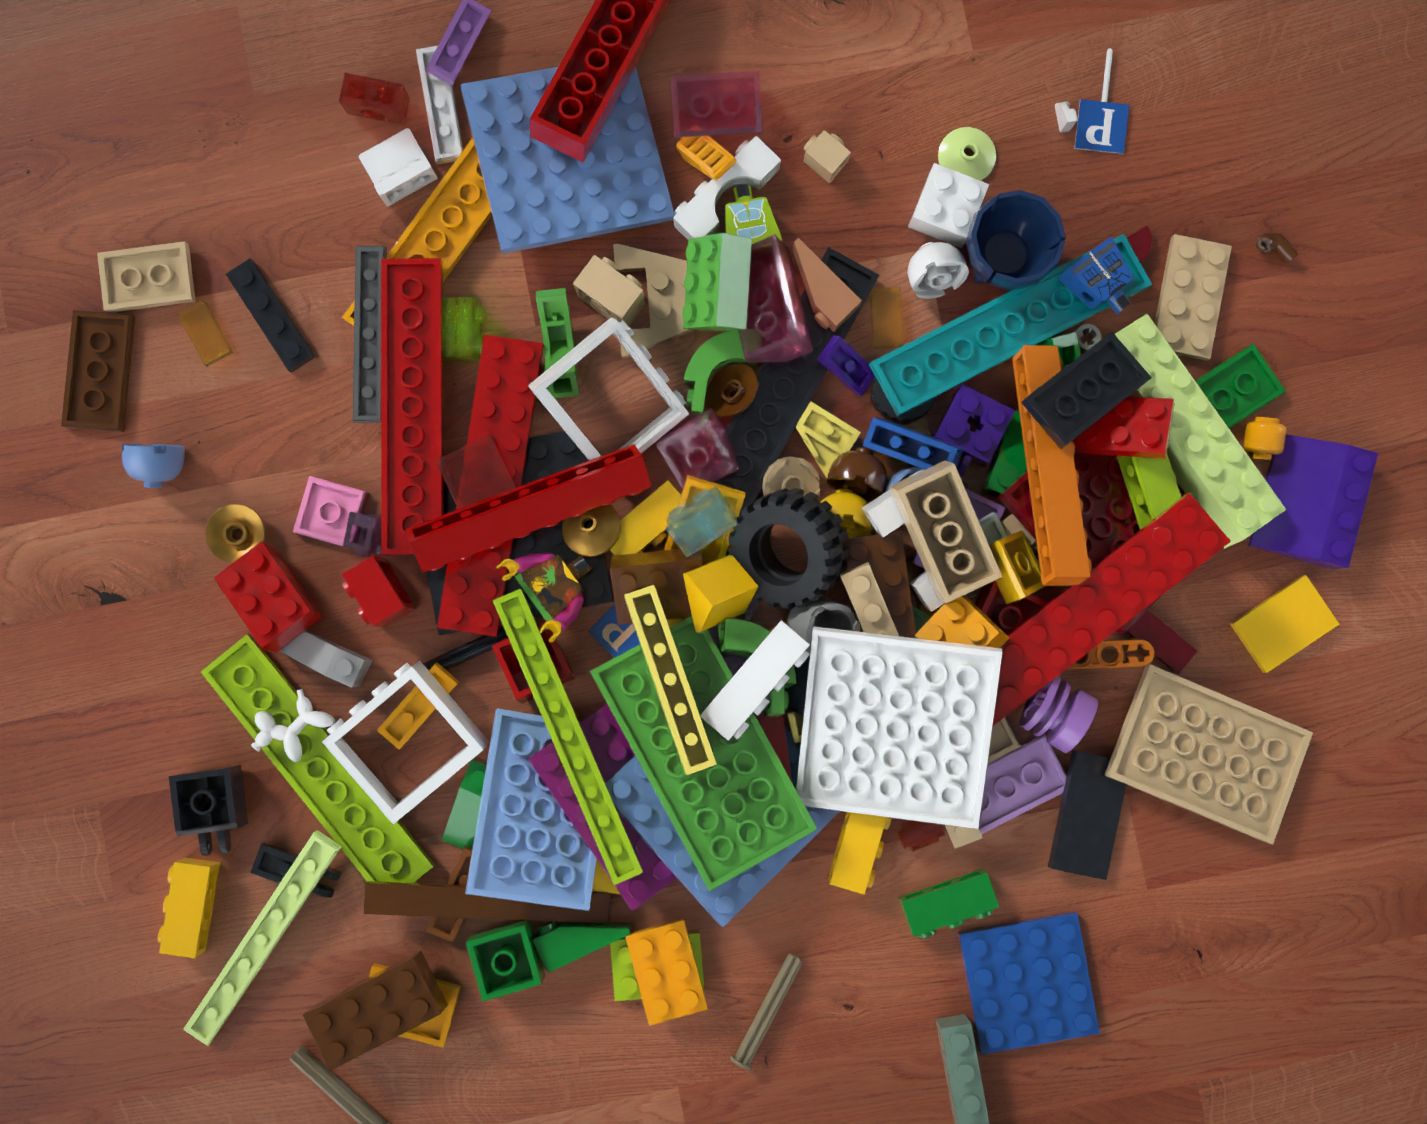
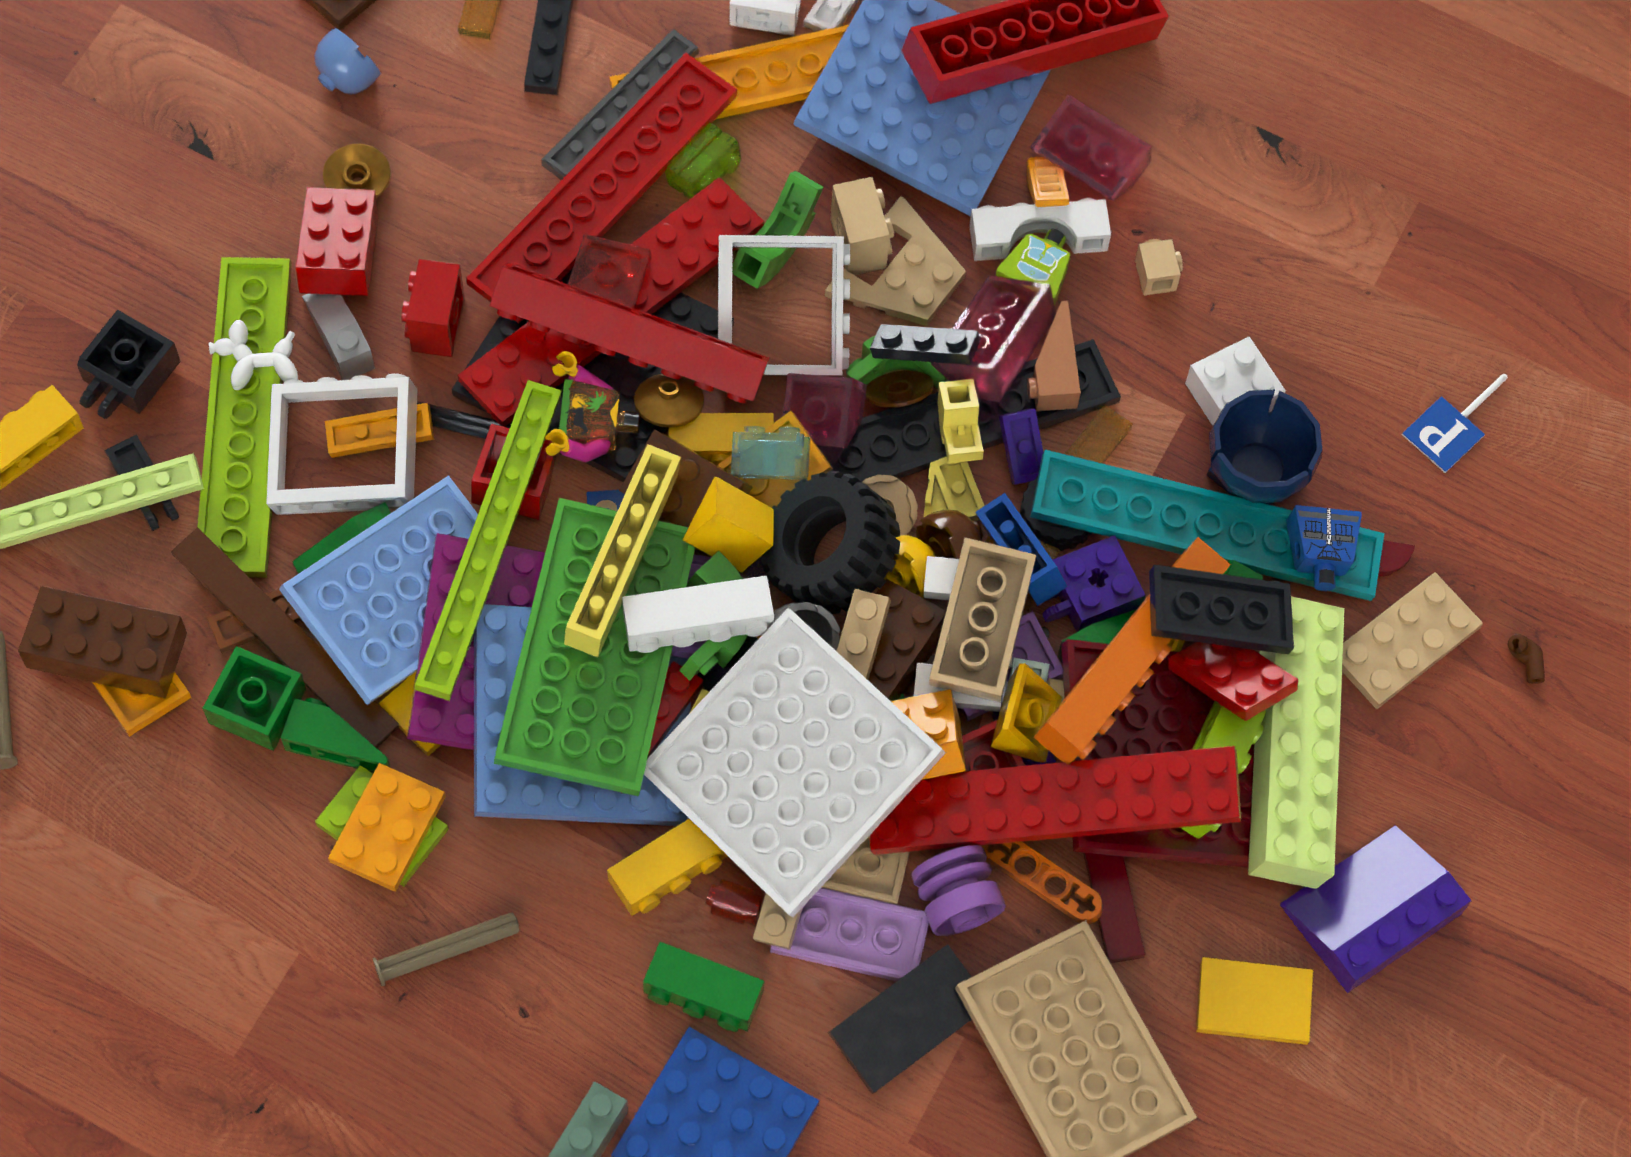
camera: 40 degrees right, 20 degrees down
(327, 510) = (452, 222): bright pink tile -> none
(363, 533) = (467, 251): clear purple brick -> none
(717, 283) = (961, 281): bright green brick -> none
(733, 351) = (925, 344): none -> plate
(797, 388) = (959, 420): none -> light yellow brick
(936, 268) = (1176, 430): white cylinder -> none
(952, 153) = (1297, 378): yellowish green dish -> none
(1065, 116) = (1413, 399): white tile -> none
(1240, 385) = (1386, 753): green tile -> none
(1264, 437) = (1373, 811): light orange head -> none

